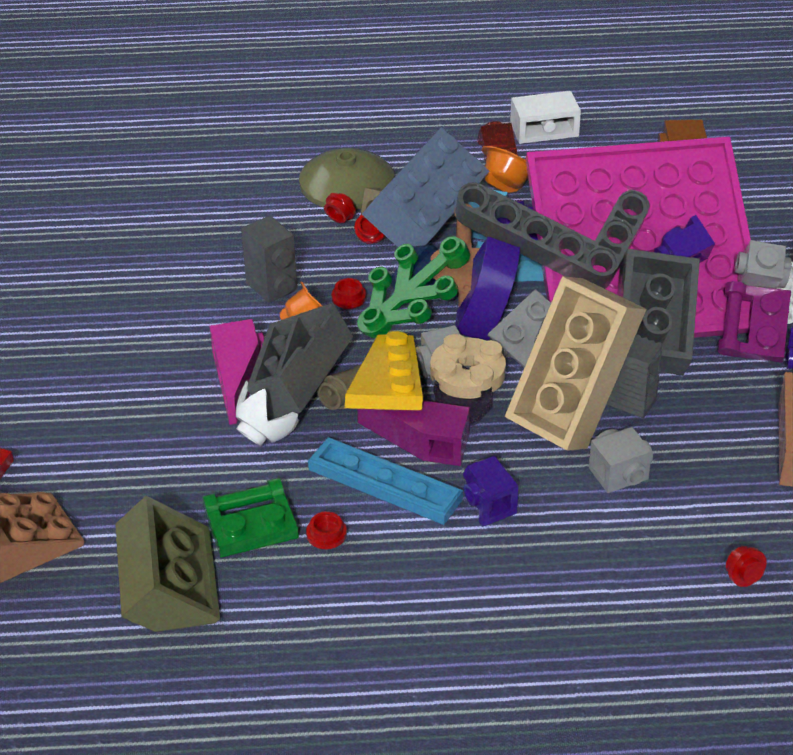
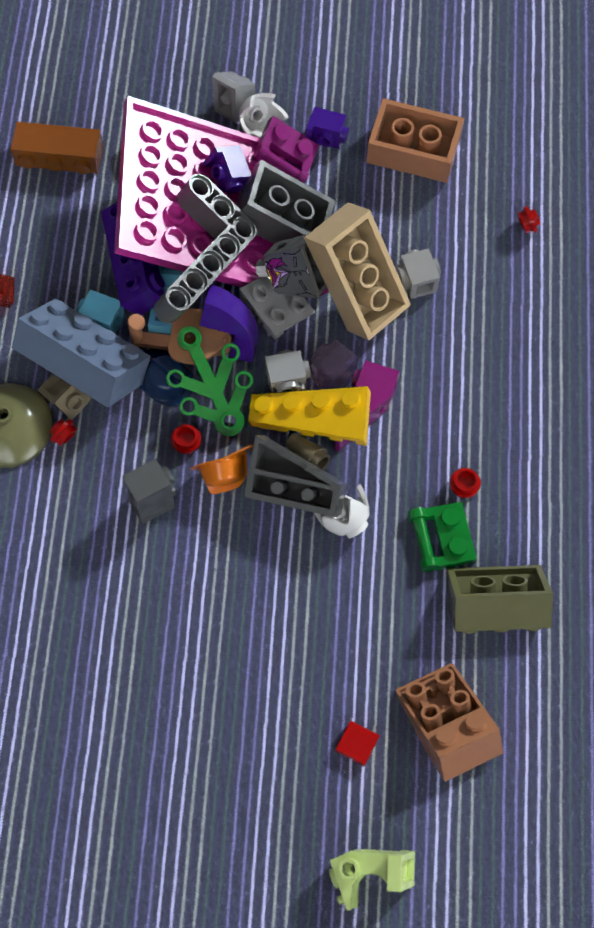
camera: 85 degrees left, 25 degrees up
(235, 355) = (266, 533): dark pink slope -> none
(367, 231) = (95, 412): red plate -> none
(386, 480) = (410, 438): dark azure tile -> none
(483, 356) = (325, 336): tan plate -> none
(490, 490) = (440, 364): dark purple brick -> none
(505, 168) = (42, 281): orange piece -> none
(763, 265) = (253, 125): light grey brick -> none

